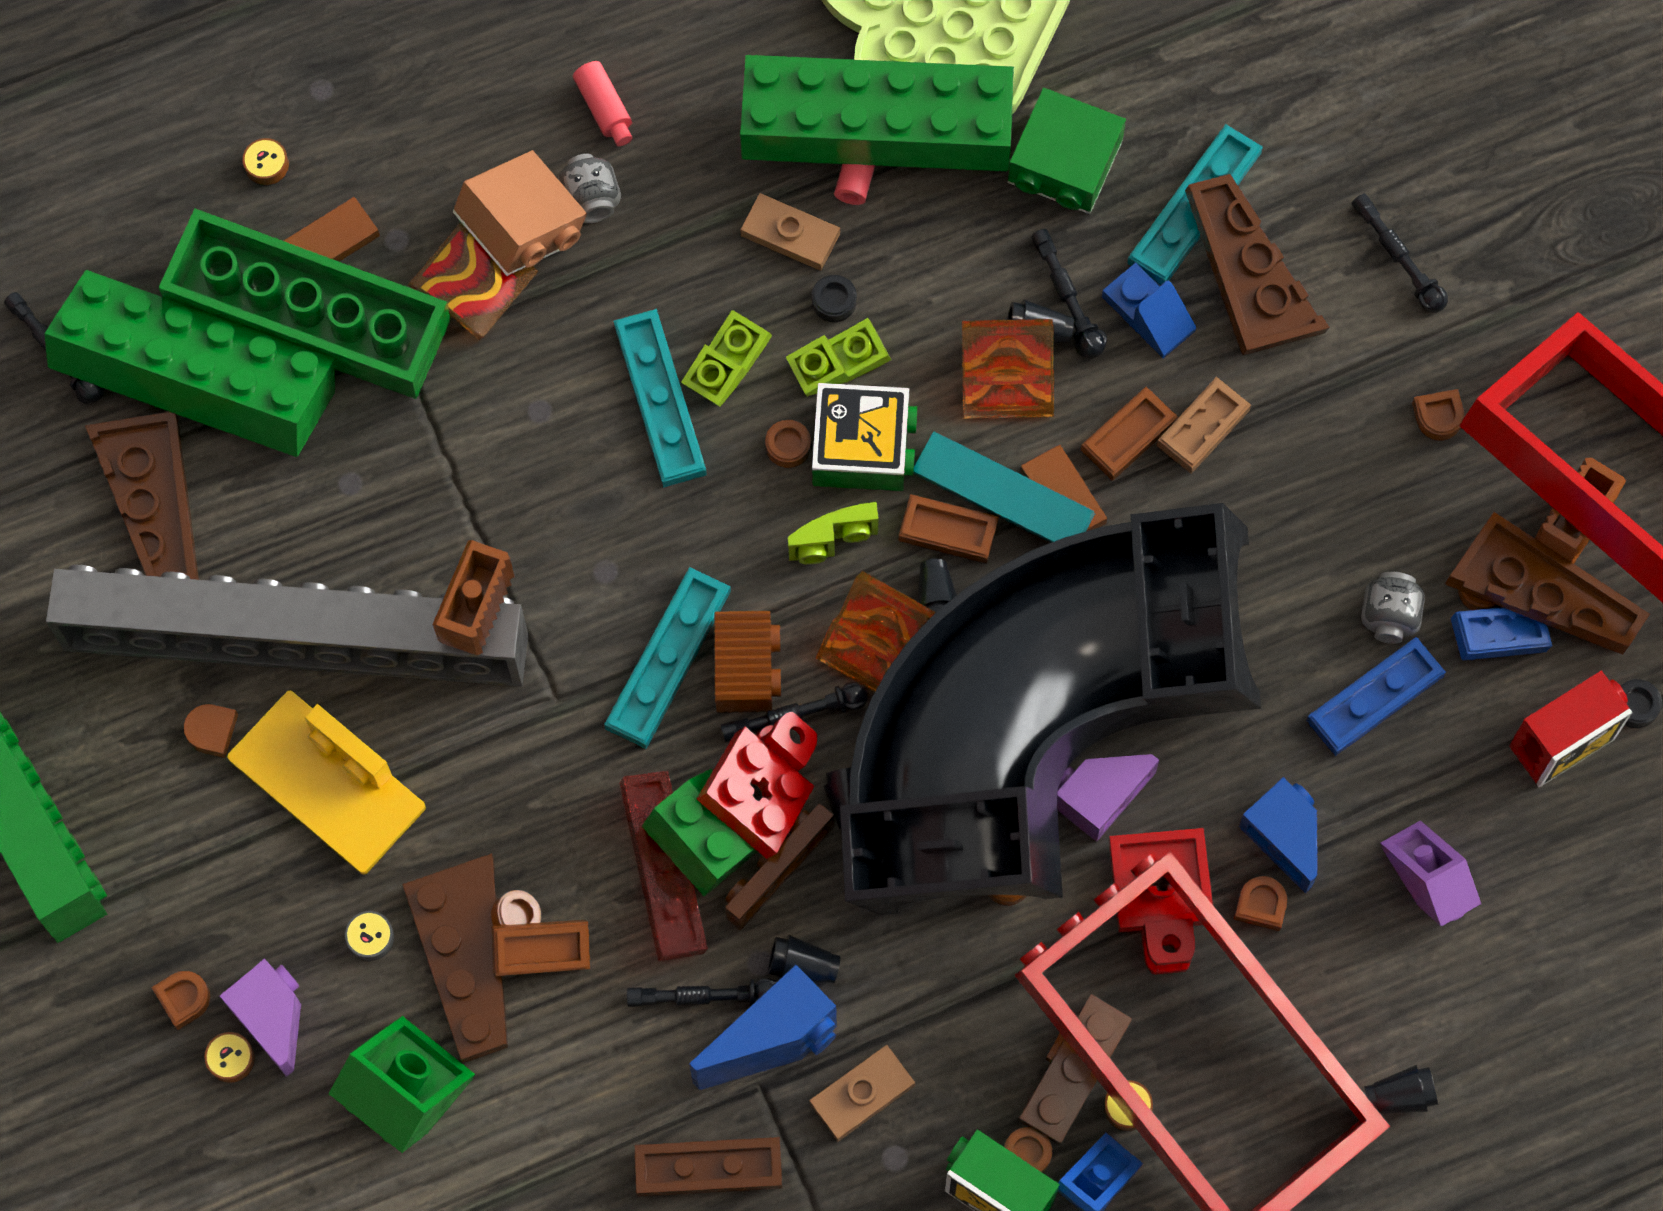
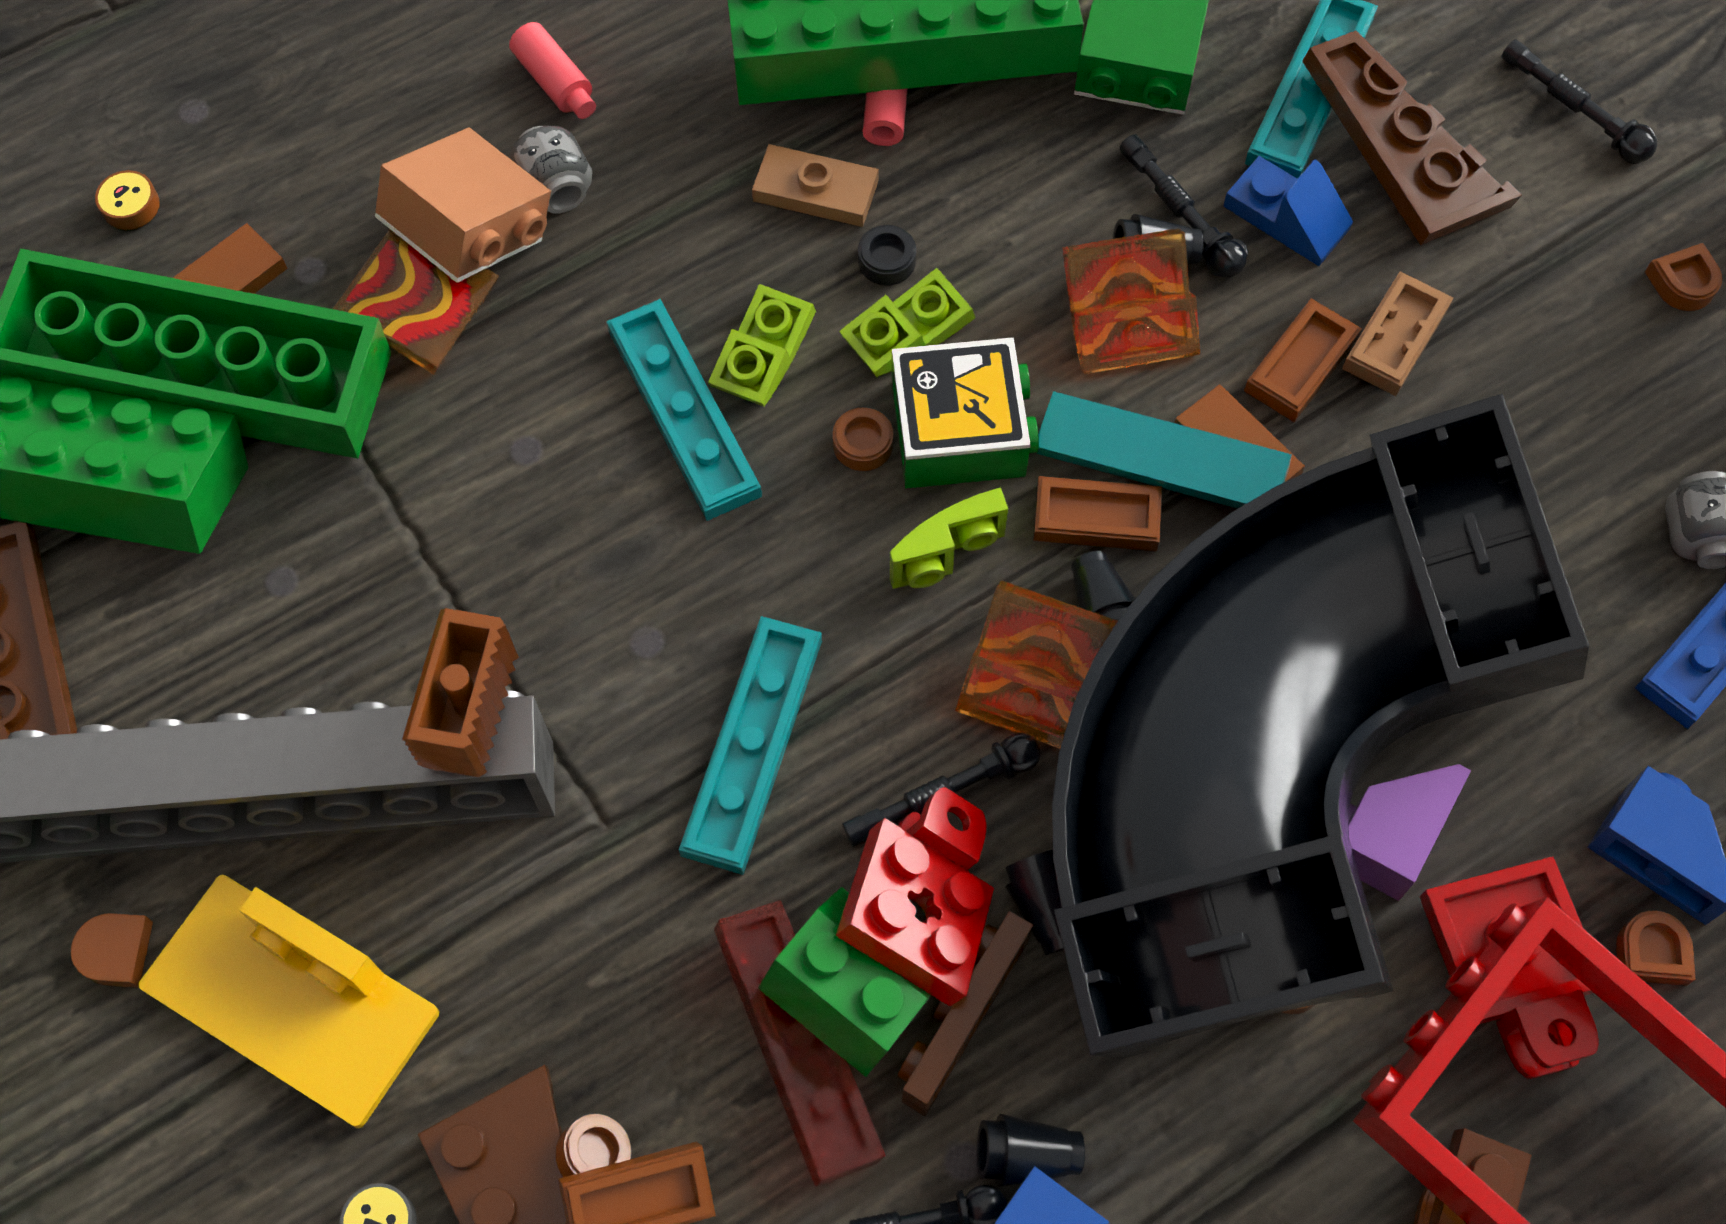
camera: 10 degrees left, 5 degrees down
(745, 661) = (861, 729): dark orange brick -> none

